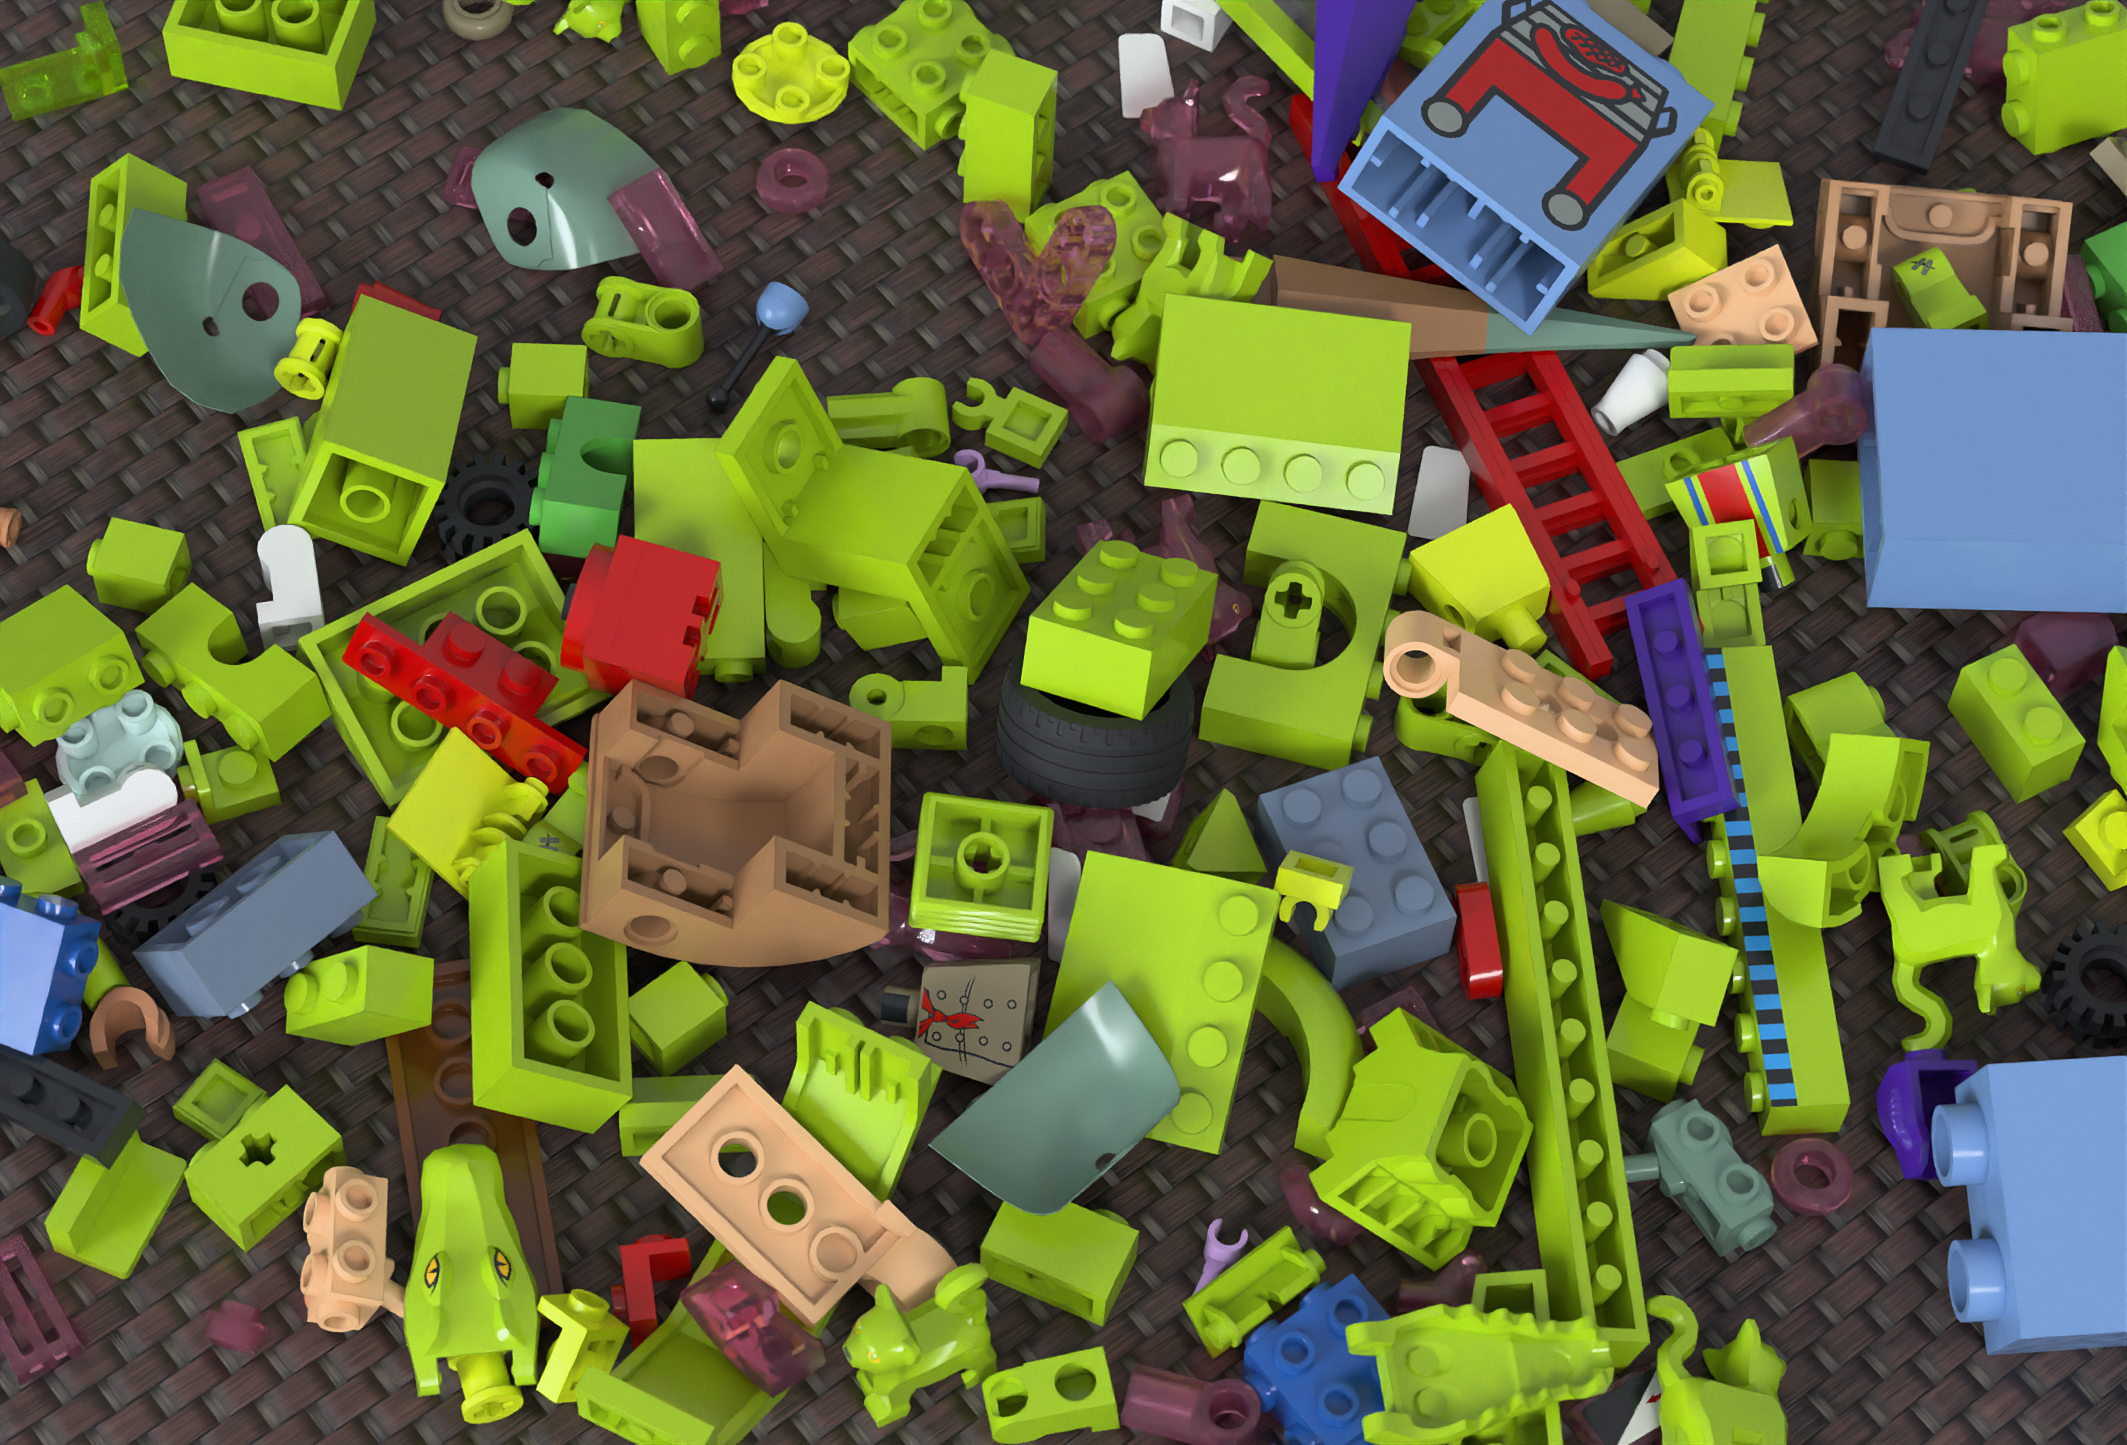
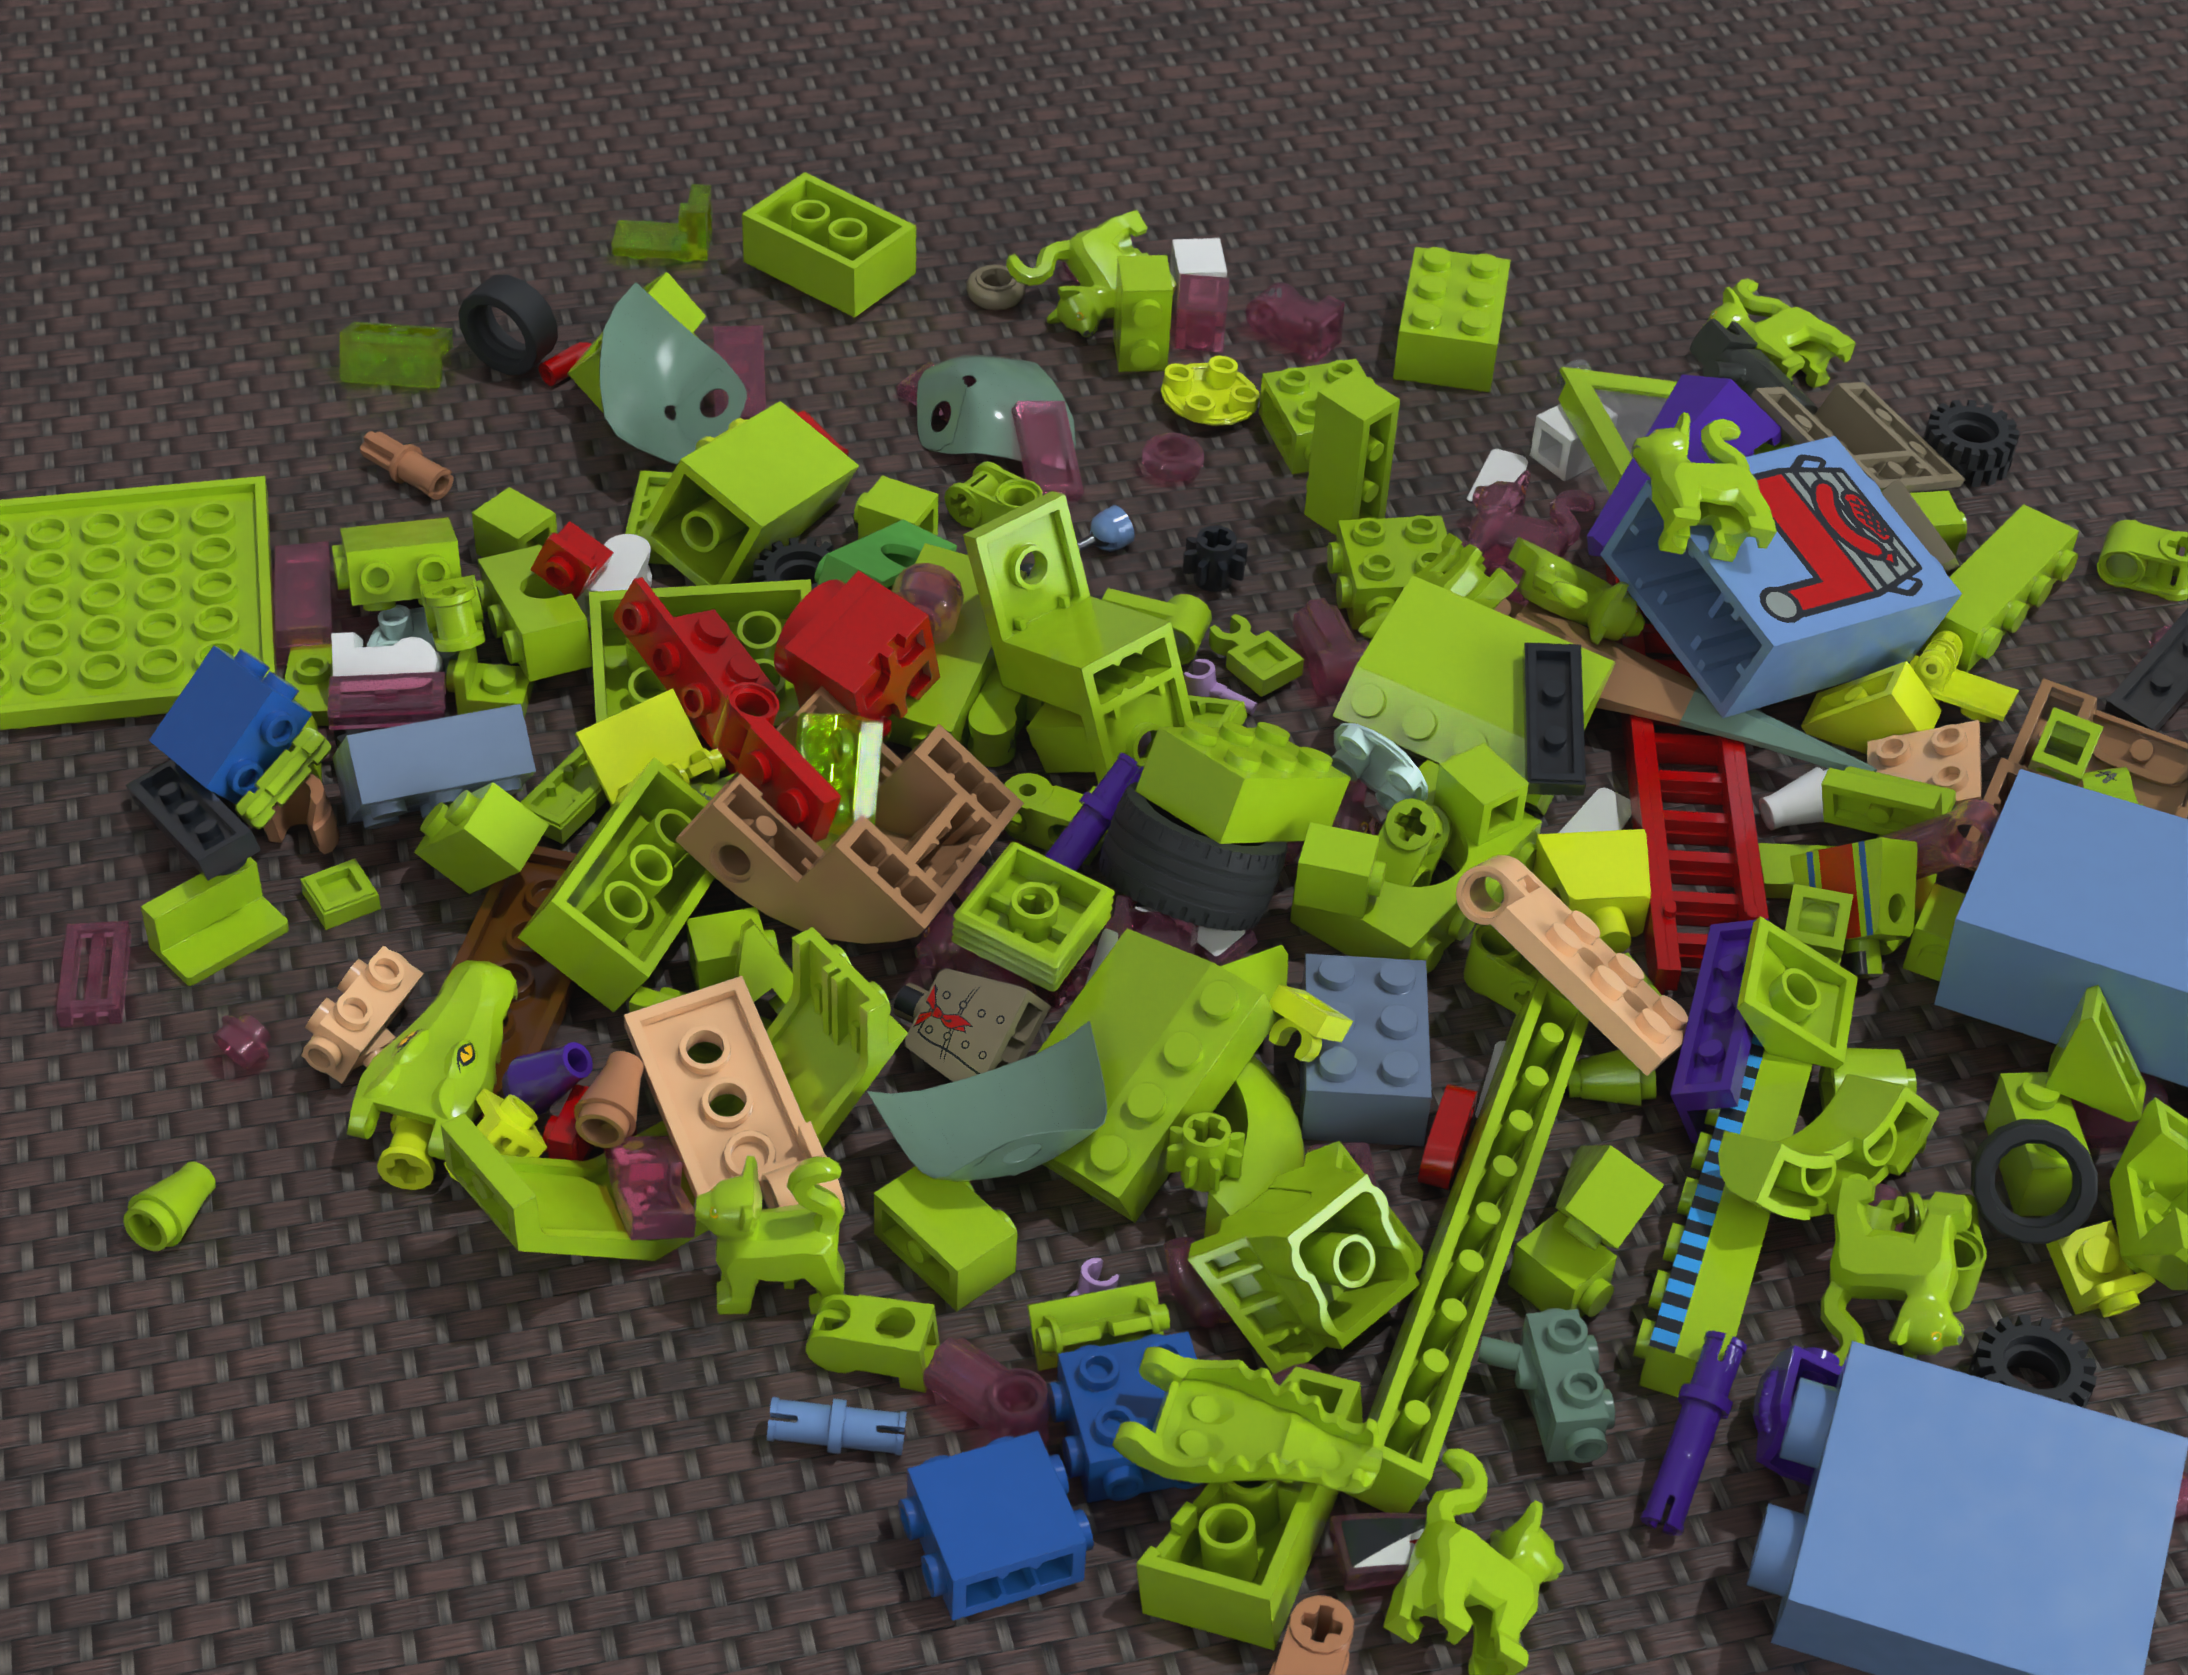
camera: 25 degrees right, 15 degrees down
(105, 1007) = (283, 778): none -> lime axle
(157, 718) = (453, 613): none -> lime piece
(249, 598) = (571, 560): none -> red bracket
(264, 1167) = (328, 934): lime brick -> none
(587, 1251) = (547, 1075): none -> dark purple cone
(633, 799) = (772, 763): none -> red plate
(678, 1259) = (610, 1104): none -> nougat cone
(680, 517) = (935, 593): none -> head
(707, 780) = (848, 757): none -> clear neon green bracket
(736, 1037) = (762, 967): none -> lime slope
(910, 309) = (1215, 558): none -> black gear
(971, 716) = (1095, 814): none -> dark purple pin
(1037, 296) = (1330, 560): clear pink beam -> none
(1234, 539) = (1378, 764): none -> light aqua dish
(1250, 686) = (1338, 870): none -> lime brick
(1285, 1056) = (1205, 1151): none -> lime gear
(1318, 234) = (1576, 593): none -> lime animal
(1342, 533) = (1481, 794): none -> lime brick
(1381, 418) = (1554, 719): none -> black tile
(1450, 114) = (1704, 493): none -> lime animal
(1748, 660) = (1796, 998): none -> lime slope
(1801, 1198) = (1651, 1410): clear pink piece -> none
(1847, 1180) = (1702, 1407): none -> dark purple pin
(1887, 271) = (2065, 746): none -> lime leg
(2048, 630) = (2095, 1062): none -> lime slope
(2067, 821) = (2050, 1227): none -> black tyre

